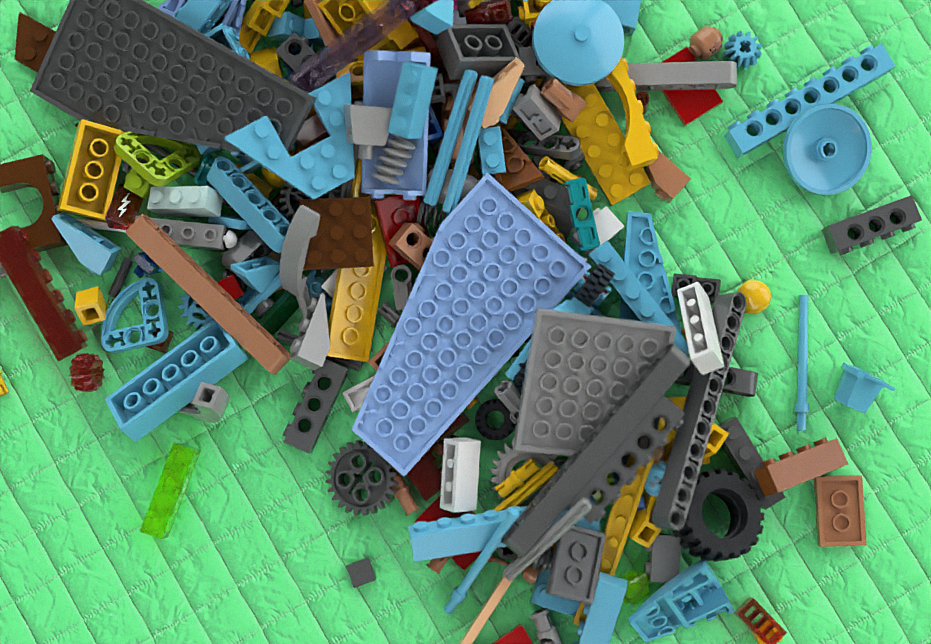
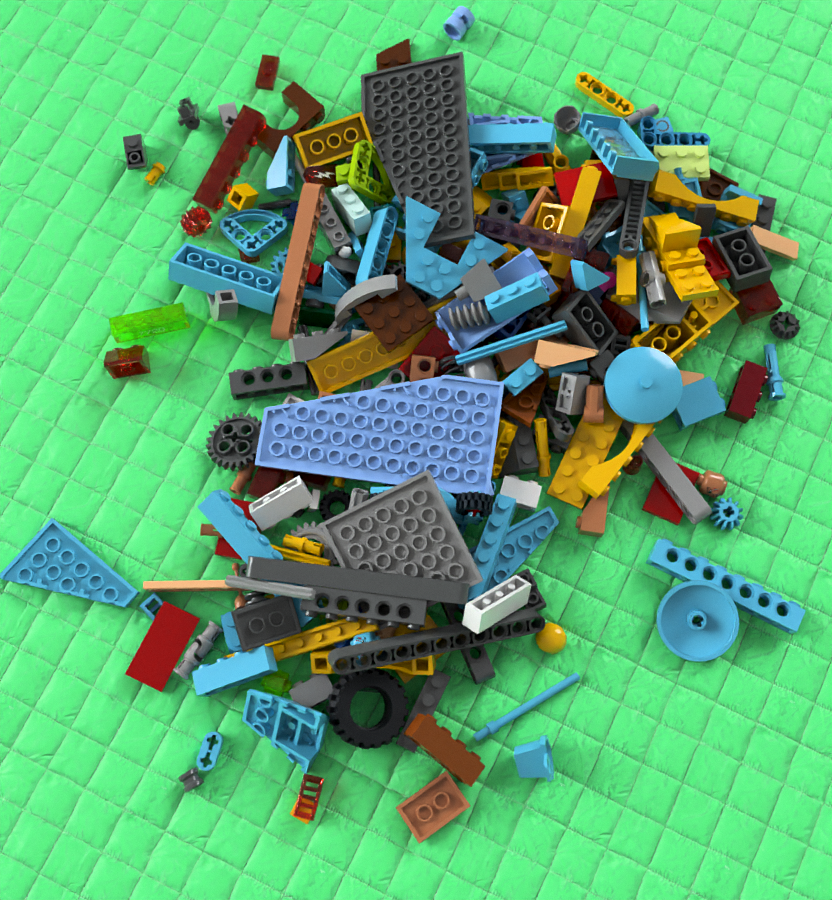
camera: 60 degrees right, 10 degrees down
(198, 539) = (127, 361): none -> clear red slope
(361, 572) = (170, 484): dark grey tile -> none
(459, 592) = (196, 558): medium azure bar -> none
(468, 143) = (515, 355): medium azure axle -> none
(471, 433) = (314, 505): none -> white tile
(580, 198) = (532, 461): teal piece -> none
(903, 210) = (694, 707): dark grey brick -> none

